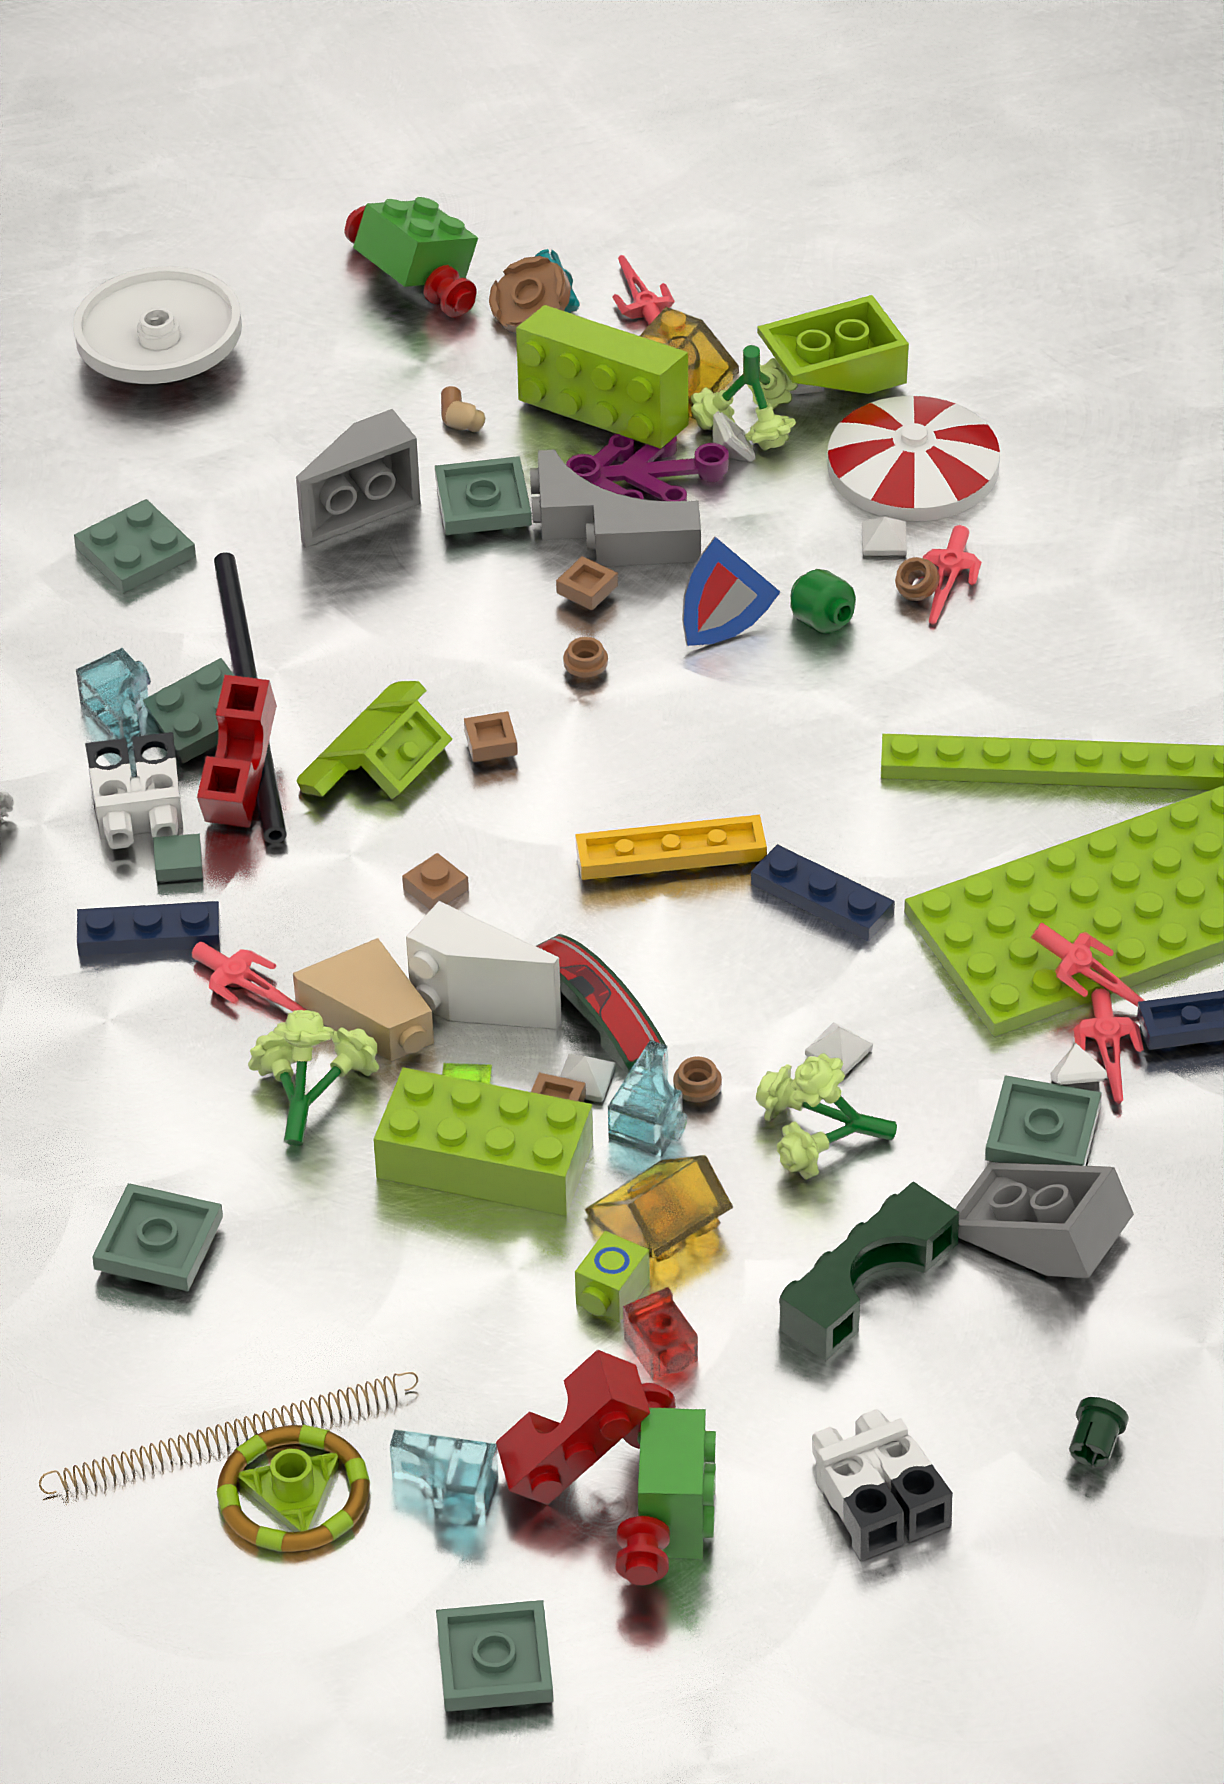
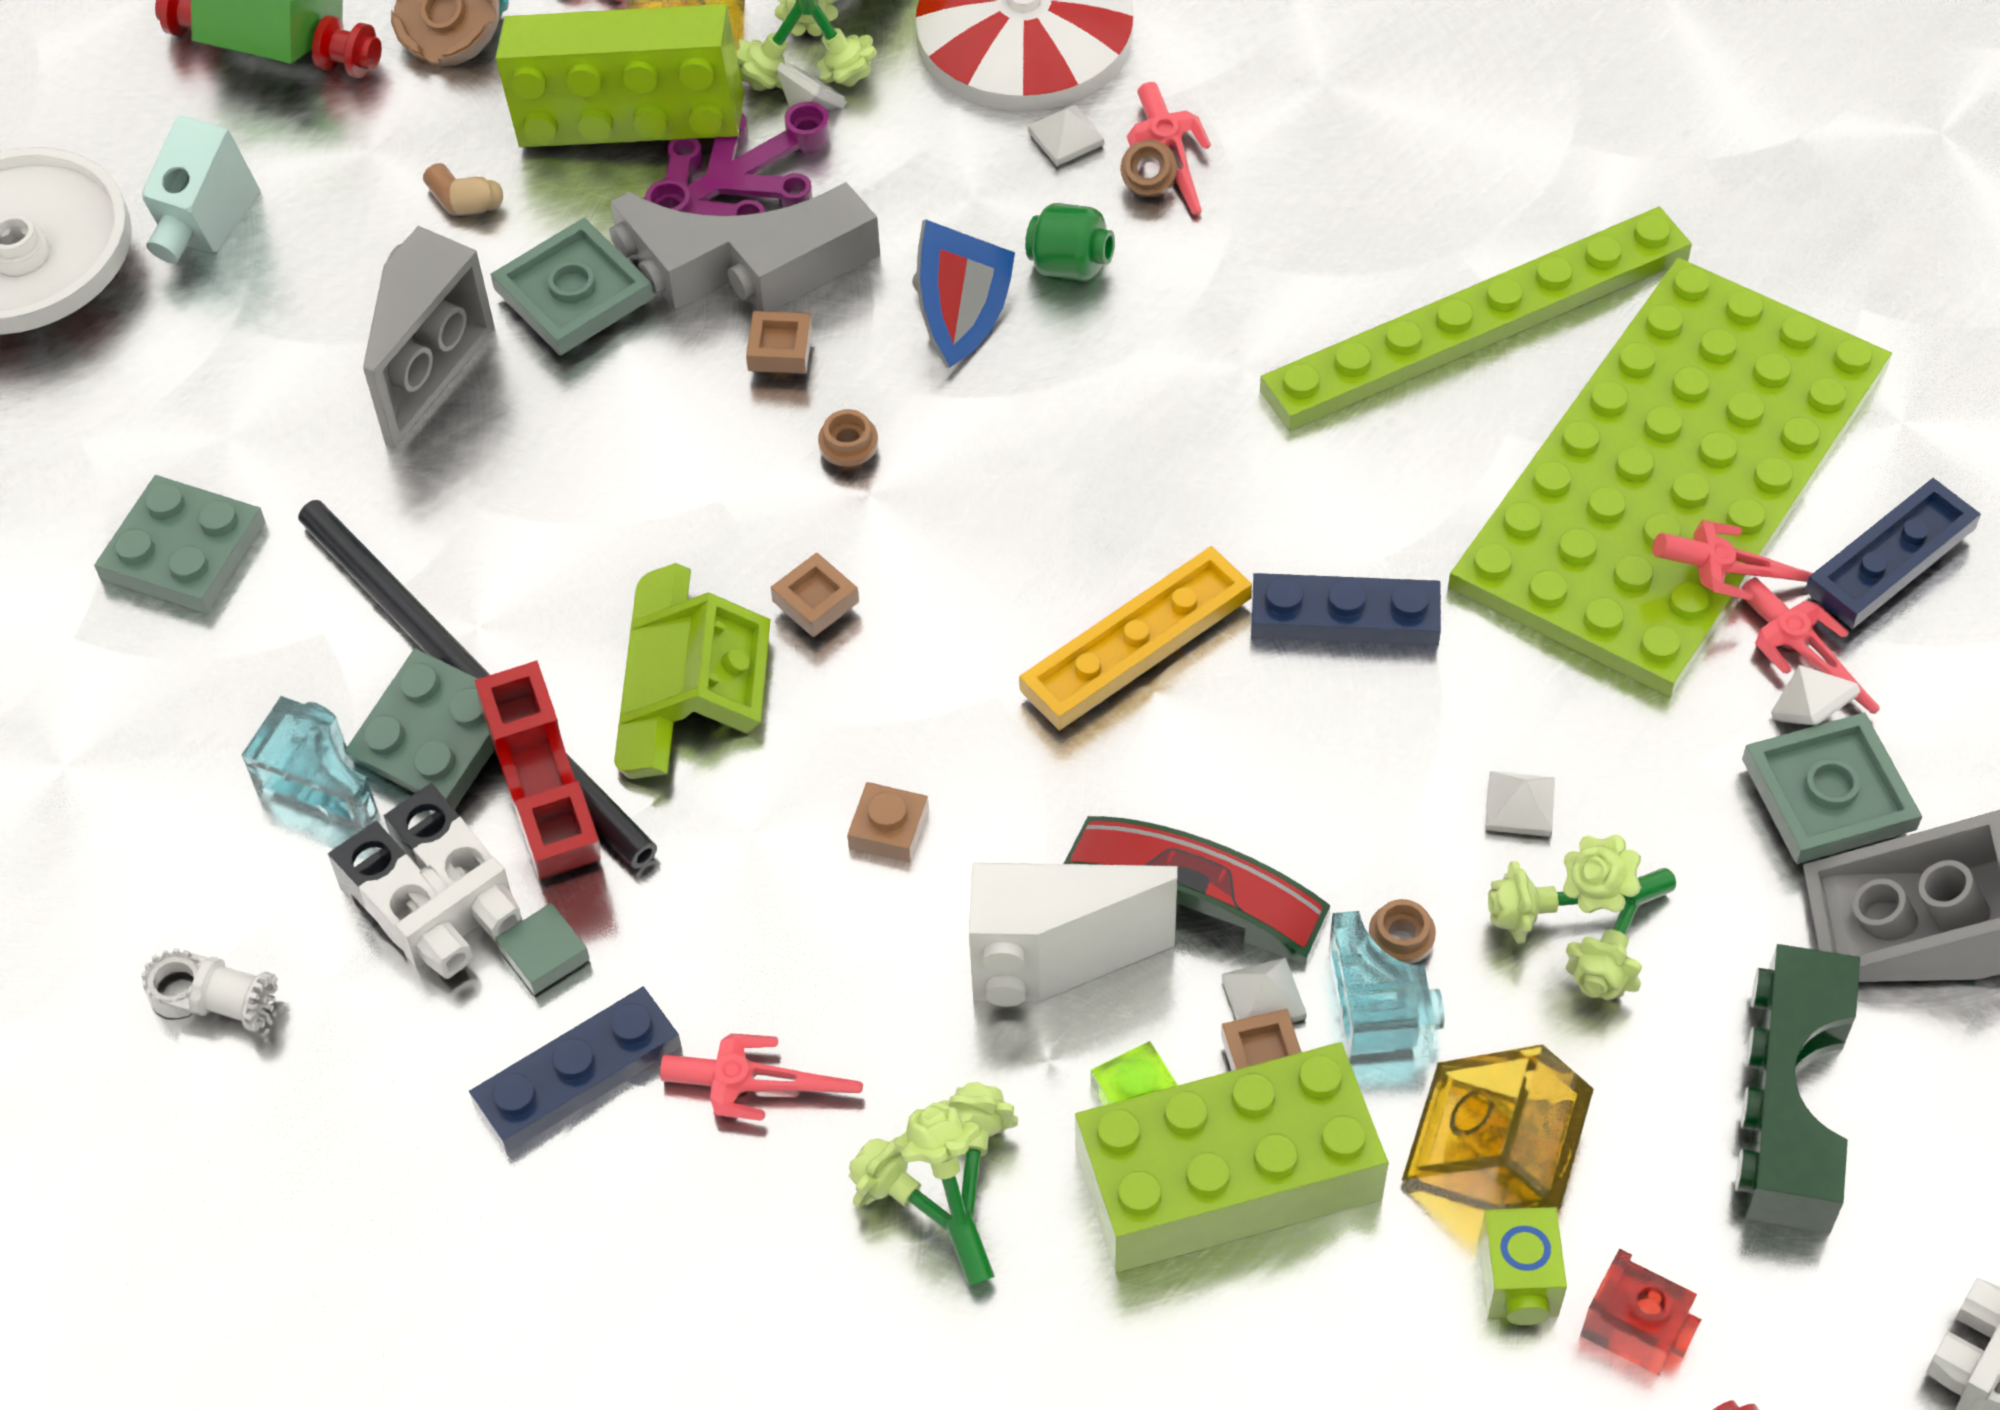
camera: 30 degrees left, 10 degrees up
(288, 340) = (197, 189): none -> light aqua torso
(369, 993) = (938, 1031): tan slope -> none

